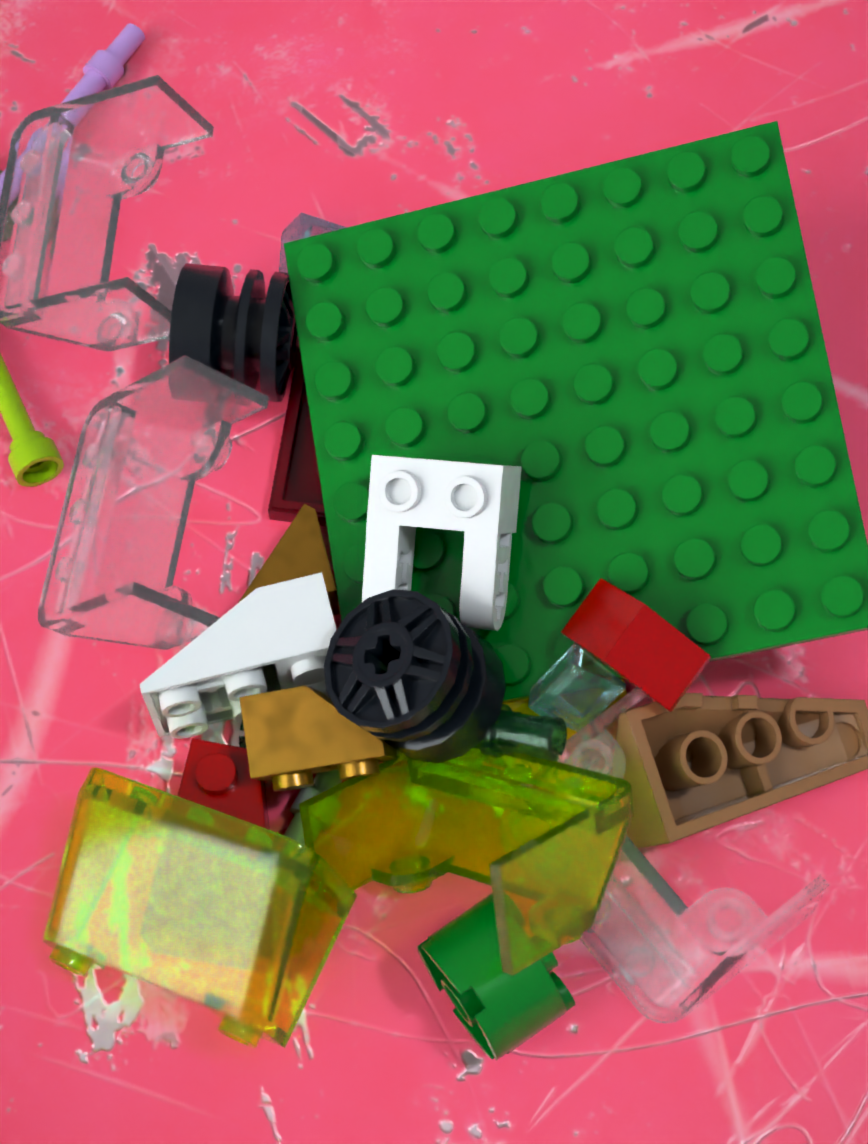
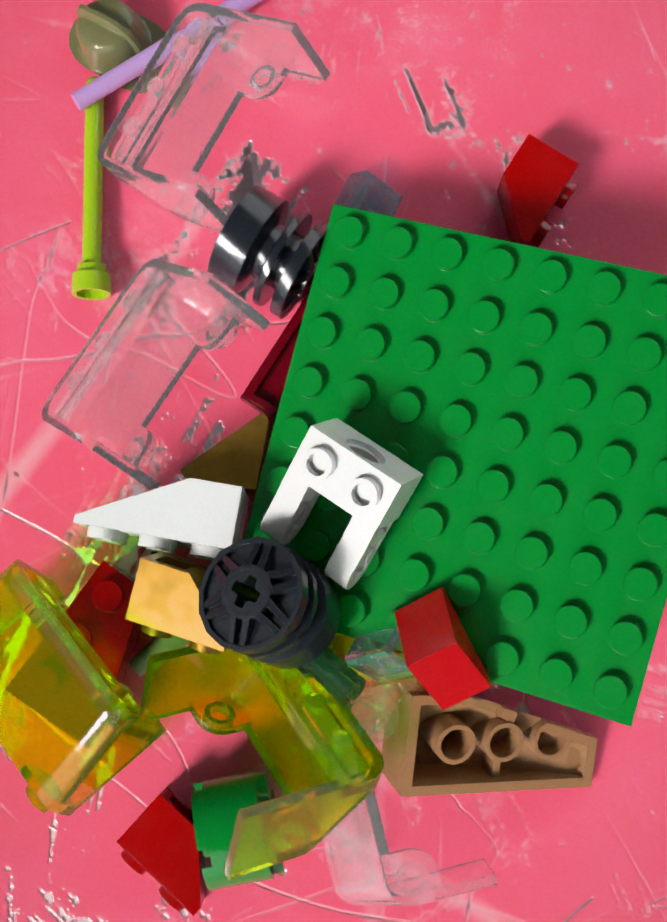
camera: 20 degrees right, 15 degrees up
(421, 1044) = (166, 848): none -> red slope
(495, 147) = (531, 188): none -> red slope

